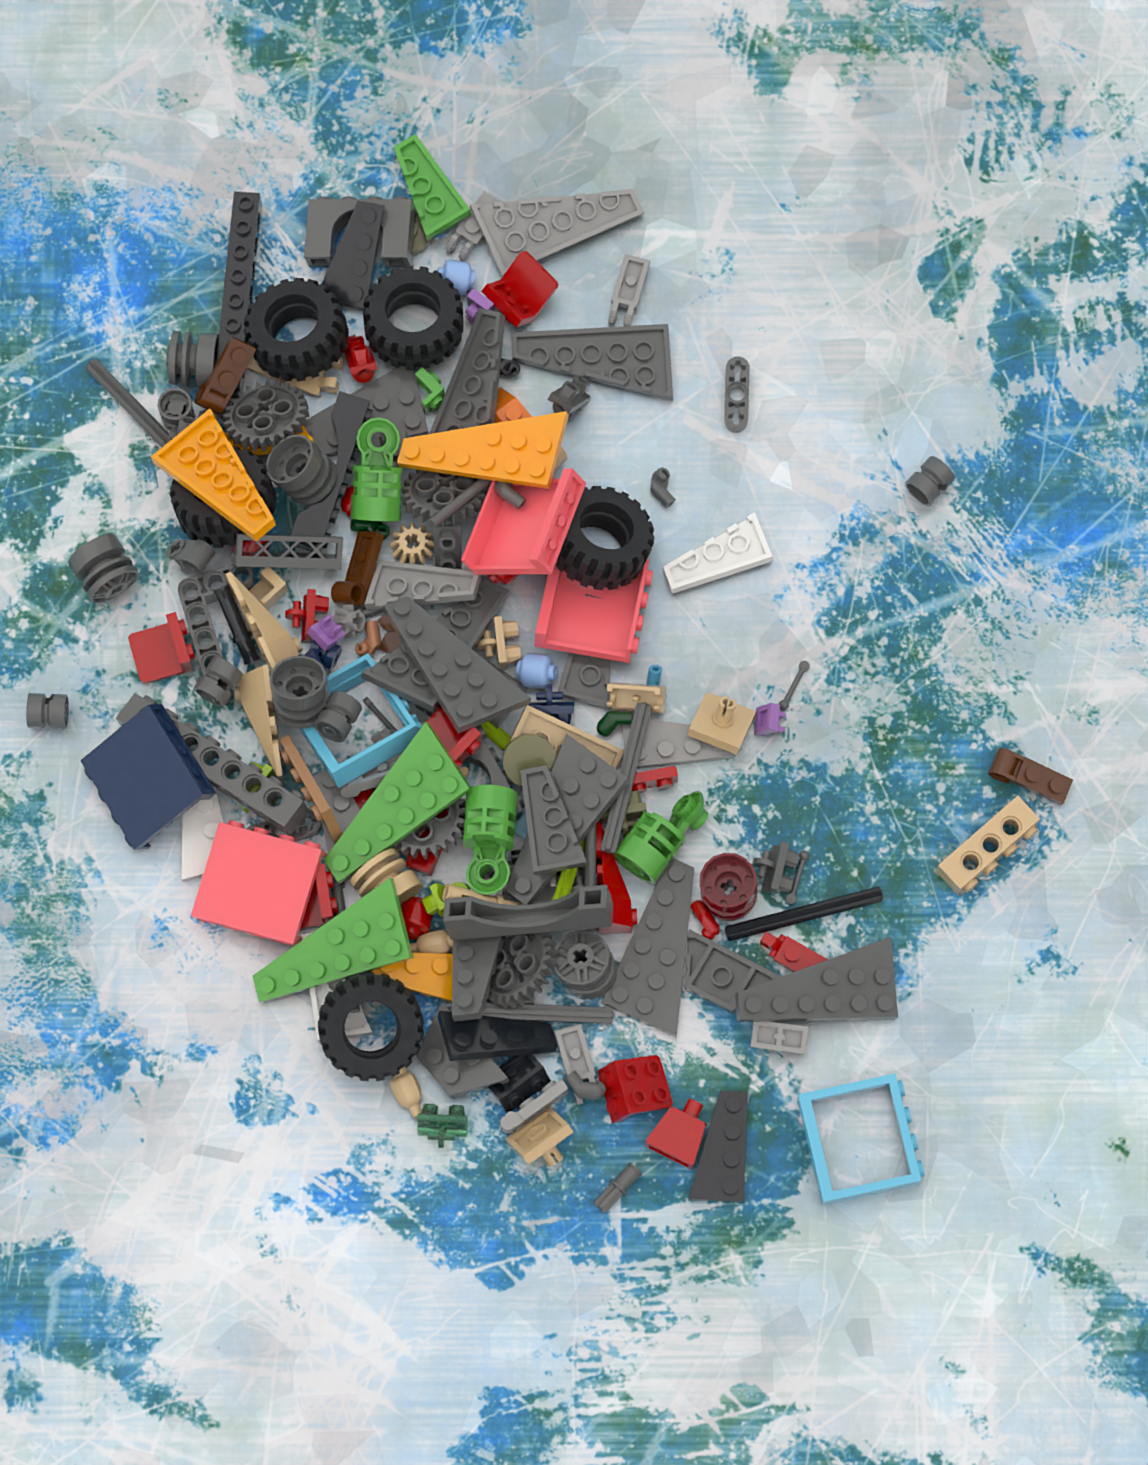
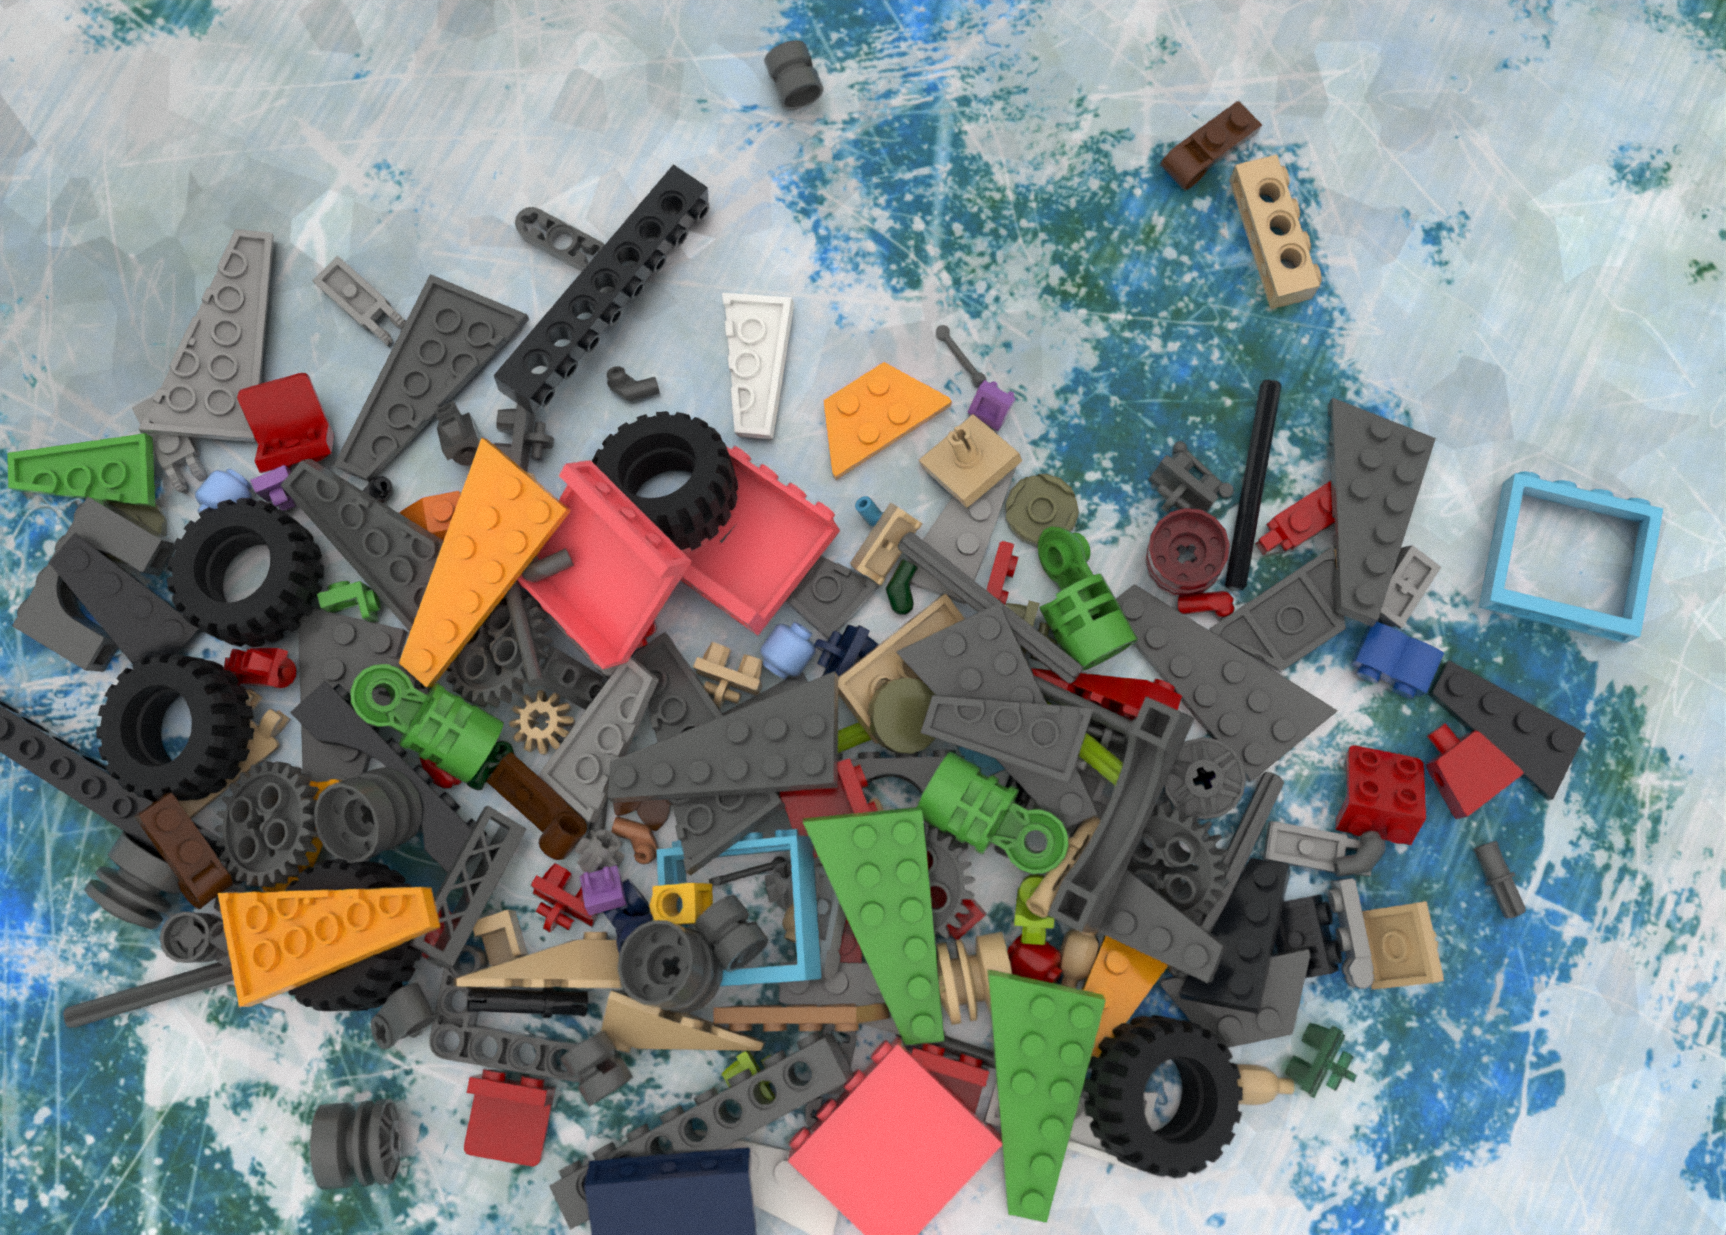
camera: 60 degrees left, 5 degrees up
(342, 679) = (695, 899): none -> yellow brick
(590, 440) = (521, 424): none -> dark grey hips
(702, 425) = (672, 192): none -> black brick
(718, 785) = (1039, 504): none -> olive tile
(723, 650) = (876, 414): none -> light orange wing
(729, 1056) = (1397, 660): none -> blue brick

